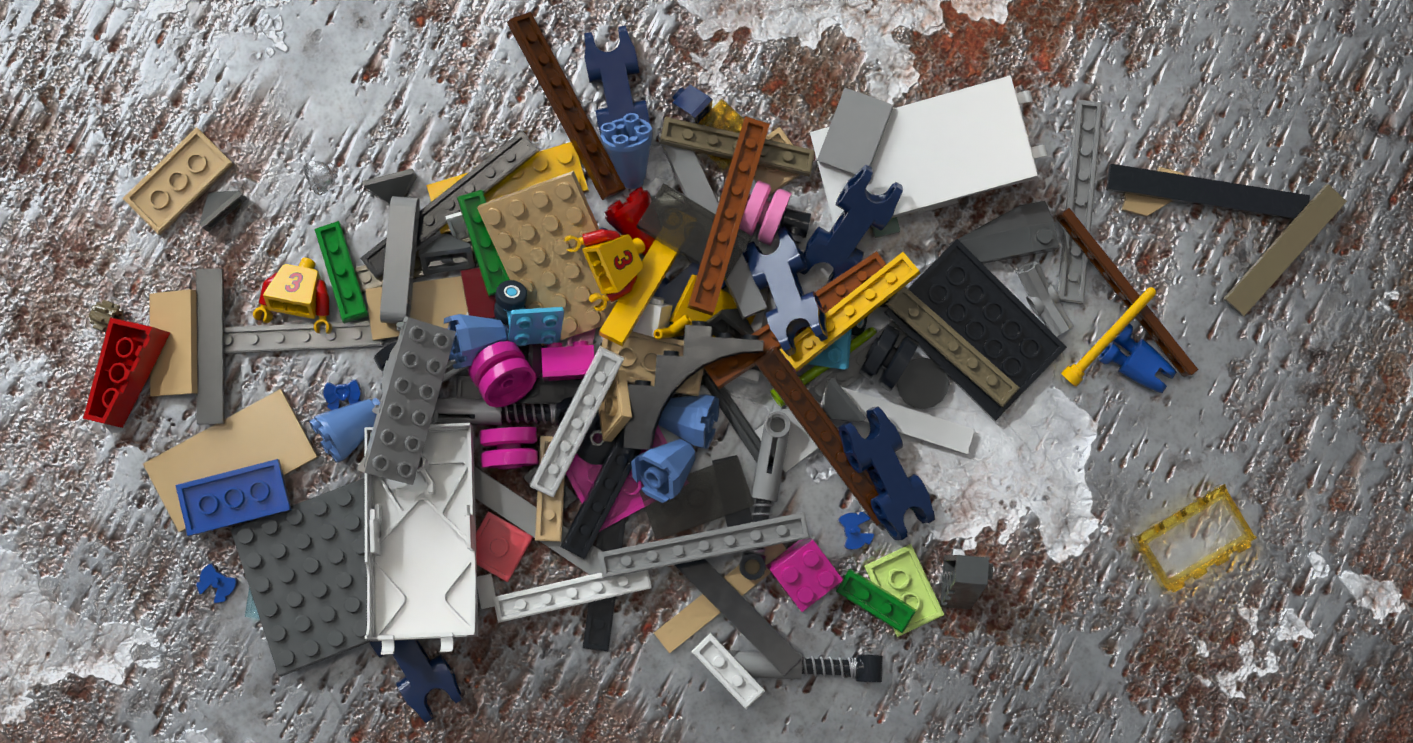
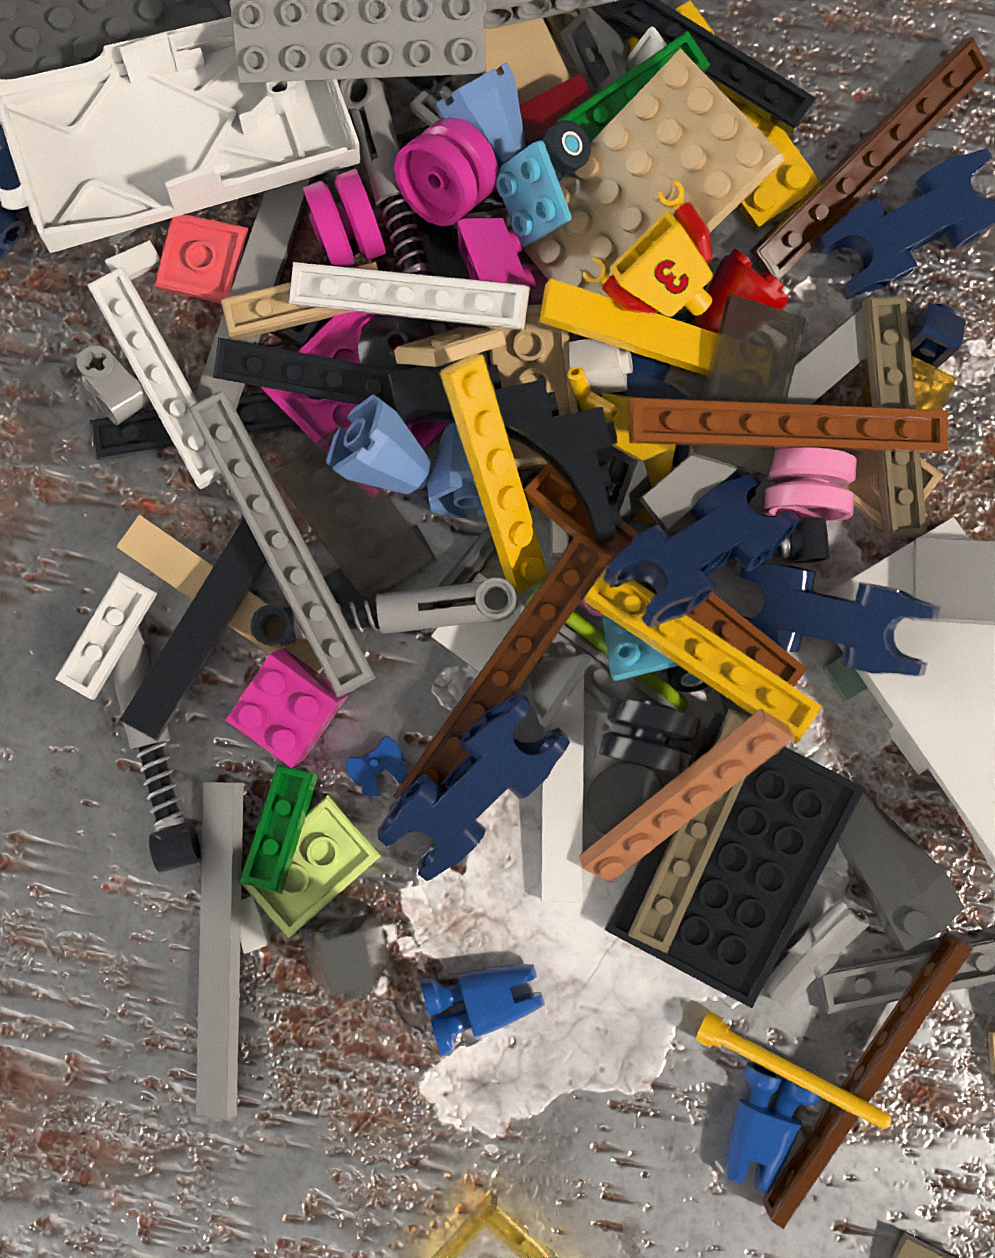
camera: 80 degrees right, 0 degrees up
(570, 625) = (110, 384): none -> light grey piece
(628, 147) = (840, 255): medium blue cone -> none
(705, 401) = (494, 471): none -> yellow plate
(928, 637) = (253, 931): none -> white piece
(931, 348) = (687, 795): none -> nougat plate
(937, 658) = (219, 950): none -> light grey tile
(1019, 505) = (486, 1002): none -> blue piece

